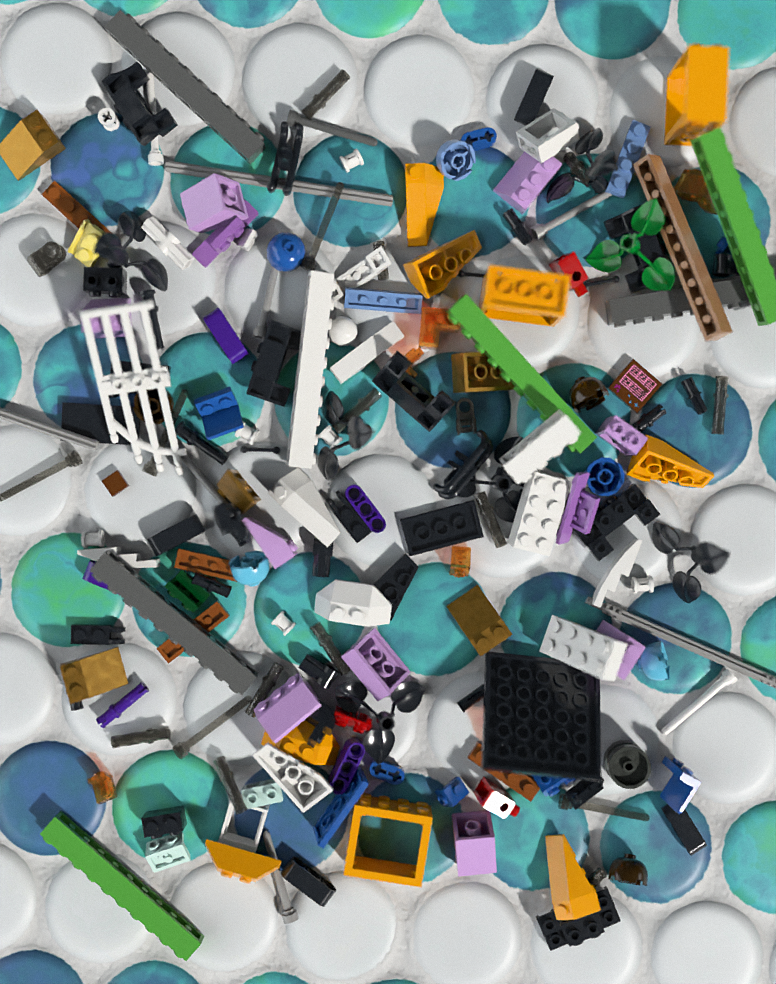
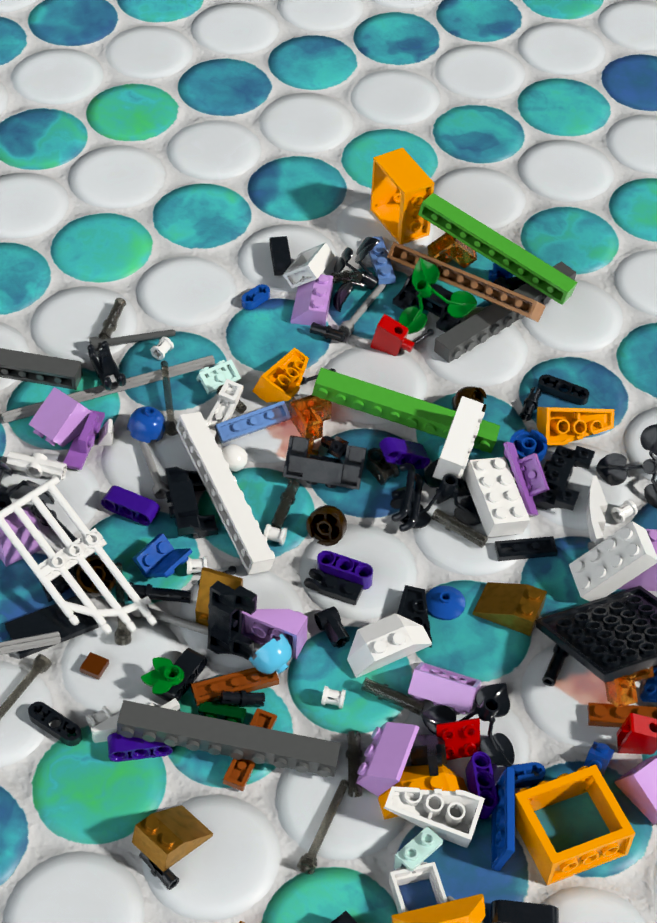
camera: 30 degrees left, 40 degrees down
(50, 518) = (58, 732): none -> black beam
(95, 634) = (153, 802): black hinge -> none
(116, 709) = (216, 860): dark purple pin -> none
(147, 736) = (264, 869): clear smoke pin -> none
(154, 533) = (161, 677): none -> green plate
(230, 785) = (373, 858): clear smoke pin -> none
(301, 499) = (287, 592): white wedge -> none
(322, 673) = (403, 715): black piece -> none
(358, 433) = (299, 492): black plant -> none
(366, 352) = (263, 461): white slope -> none
(379, 456) = (327, 525): none -> dark brown cylinder
(383, 226) = (216, 376): none -> light aqua bracket
(423, 193) = (237, 346): light orange wedge -> none
(431, 572) = (442, 608): none -> blue dish
(435, 376) = (336, 446): none -> black hinge
(441, 528) = (422, 556): black tile -> none
(455, 159) = (247, 309): medium blue cylinder -> none
(460, 561) = (459, 570): clear orange bracket -> none
(474, 374) = (368, 430): pearl gold slope -> none
(491, 419) = (403, 451): none -> dark purple beam
(524, 295) = (366, 336): light orange window -> none
(533, 570) = (525, 548): none -> black tile
(627, 438) = (513, 399): lavender window -> none
(634, 386) = (502, 388): reddish brown tile -> none
(691, 435) = (559, 383): none -> black beam
(694, 395) = (552, 370): black axle -> none
(720, 404) = (574, 364): clear smoke pin -> none

